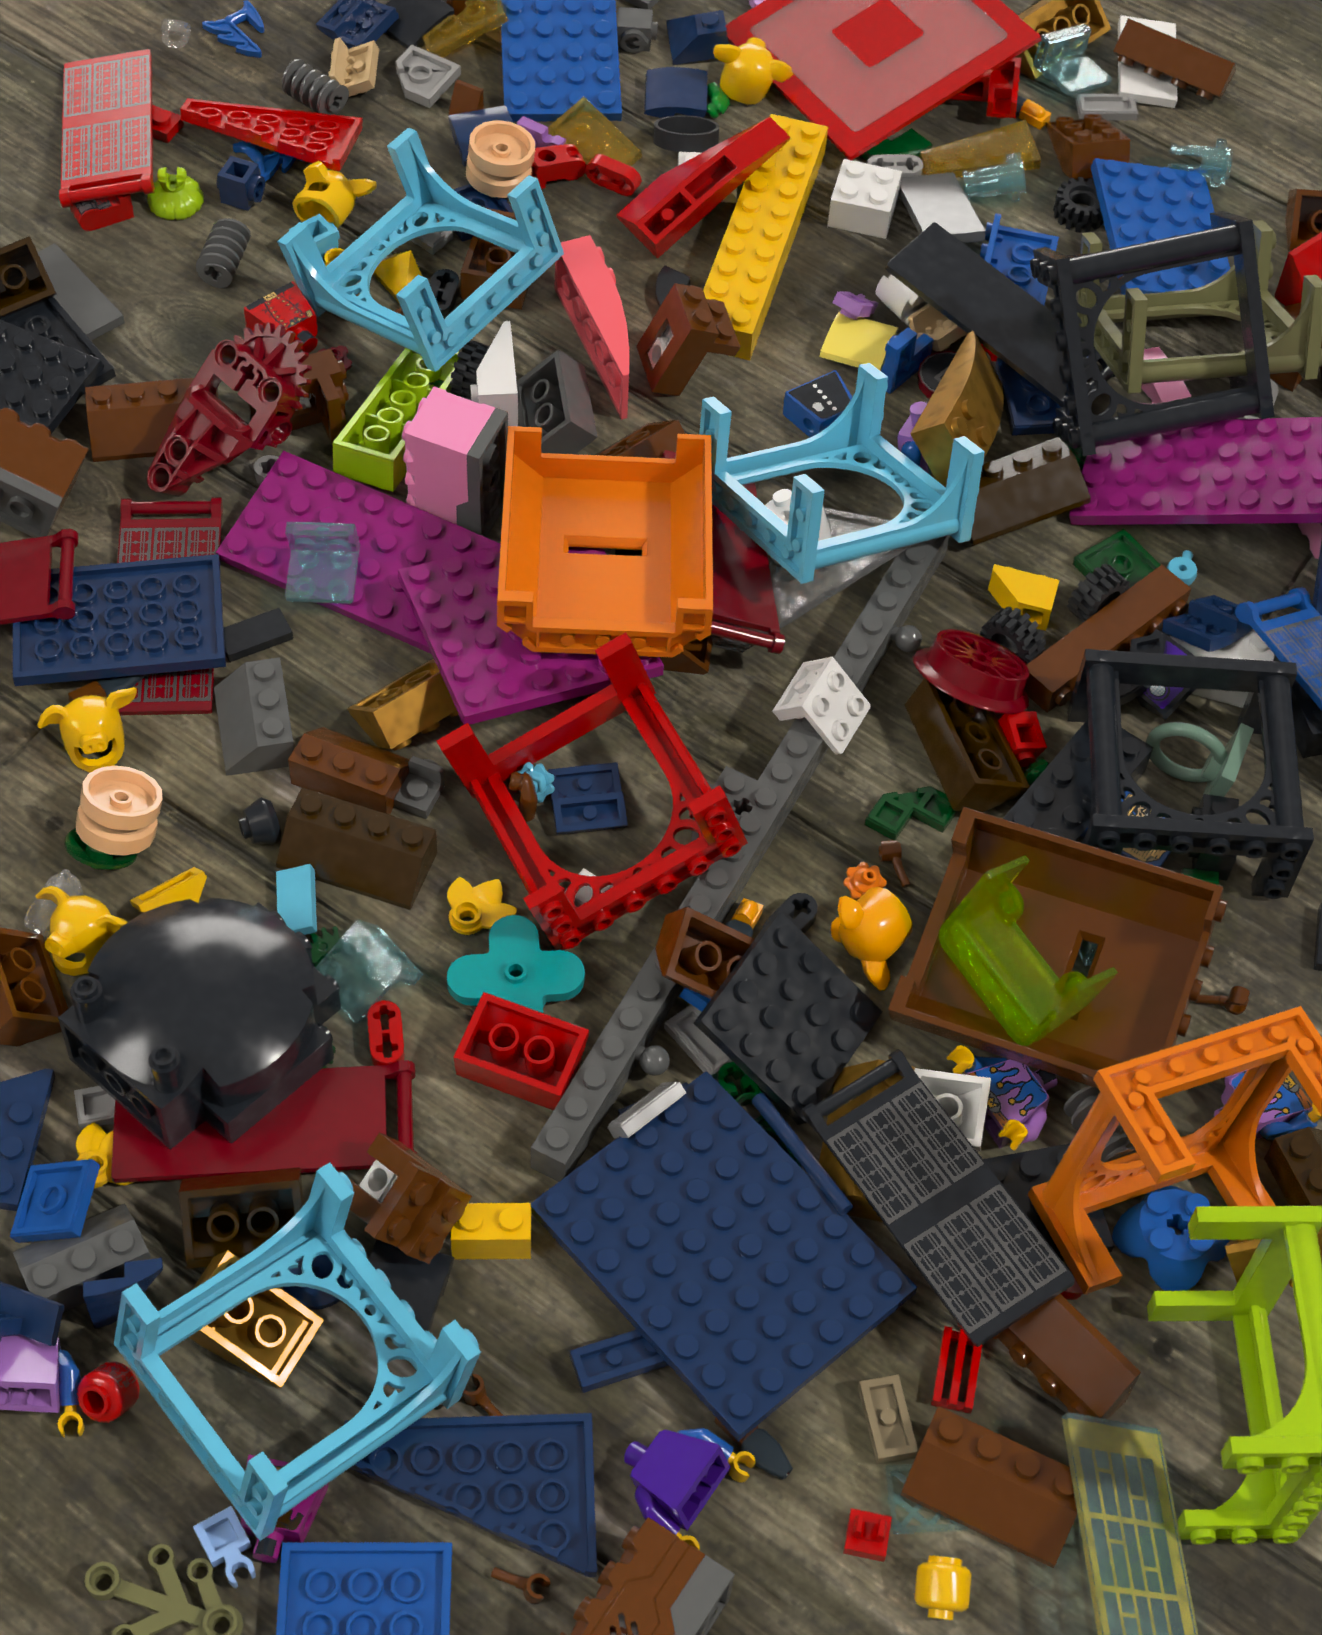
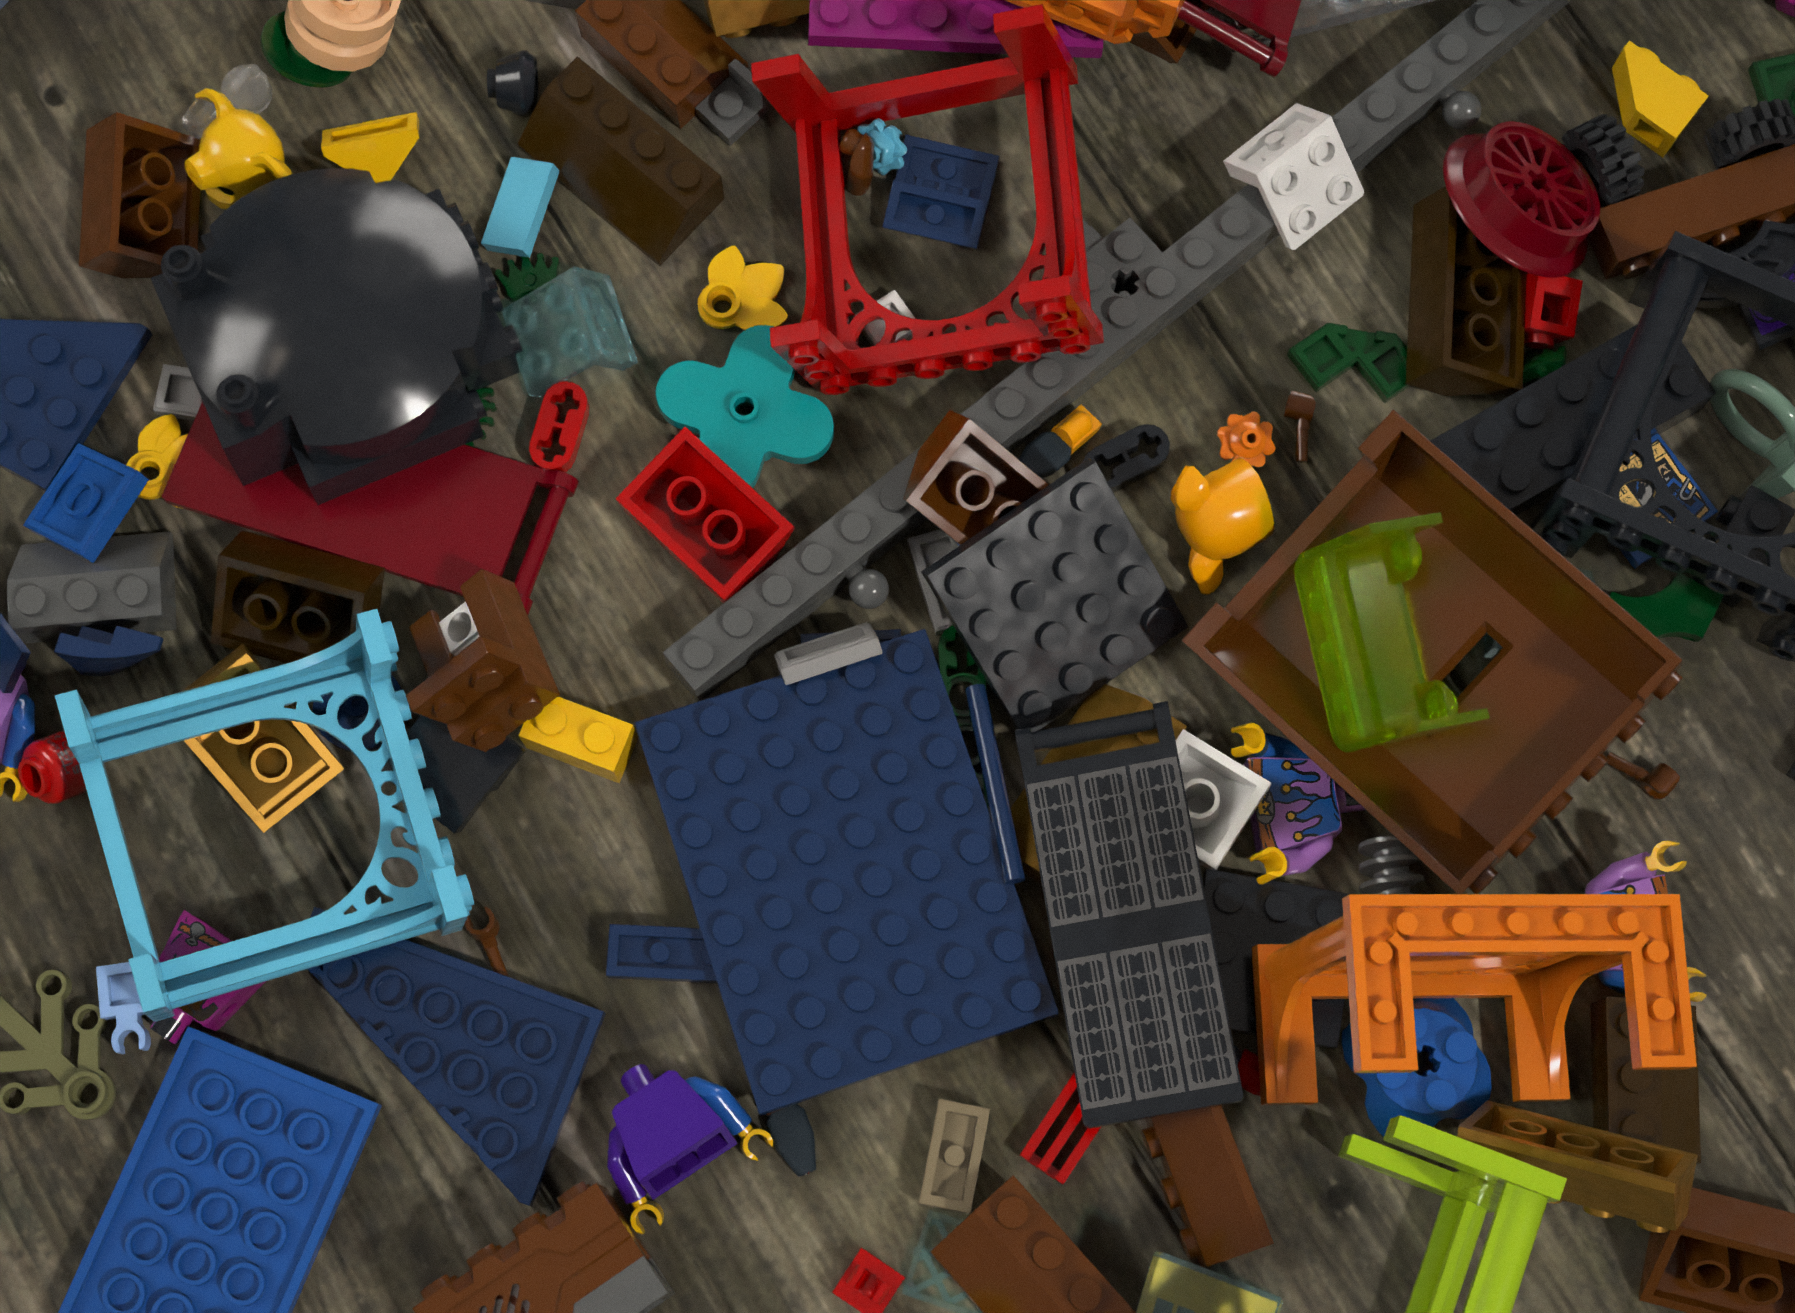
camera: 25 degrees right, 20 degrees up
(523, 1583) = (442, 1177): reddish brown hand -> none

